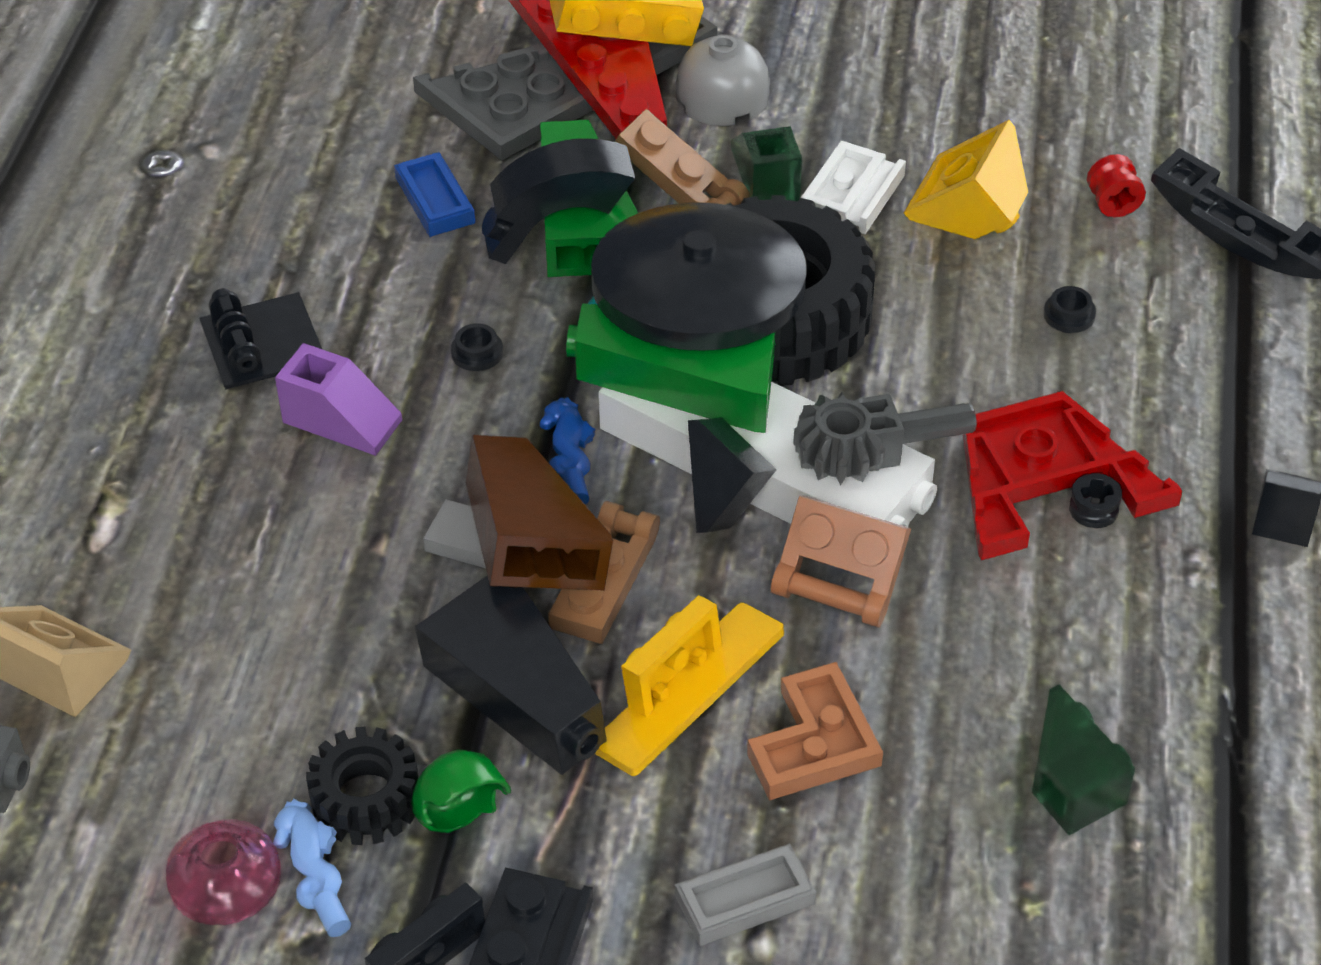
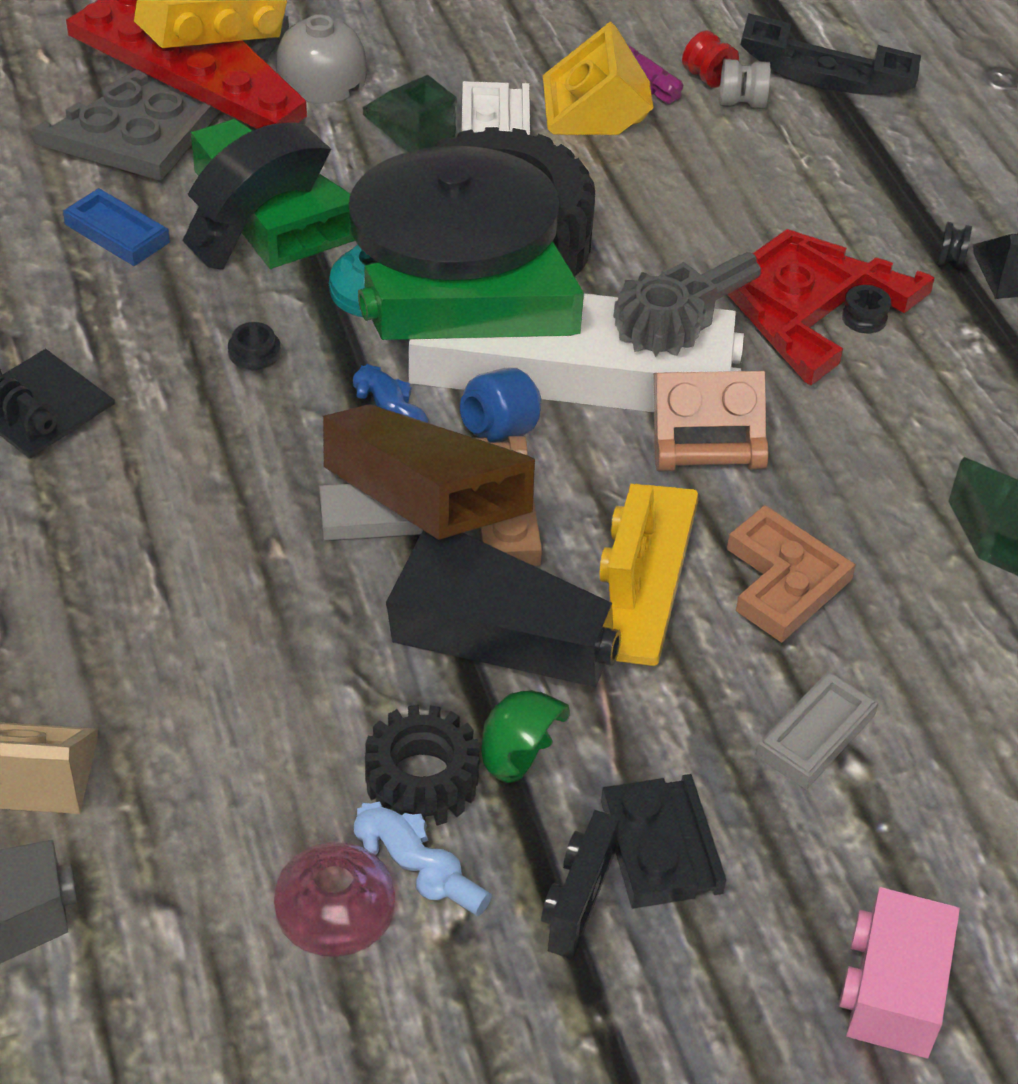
camera: 30 degrees left, 0 degrees up
(335, 400) = (158, 430): medium lavender slope -> none
(654, 478) = (500, 404): none -> blue head
(676, 164) = (350, 142): medium nougat plate -> none
(724, 473) = (574, 375): black slope -> none
(1044, 183) = (667, 87): none -> magenta axle
(1070, 310) = (741, 166): black plate -> none
(1133, 222) = (755, 83): none -> light grey wheel
(1235, 463) = (954, 245): none -> black bush

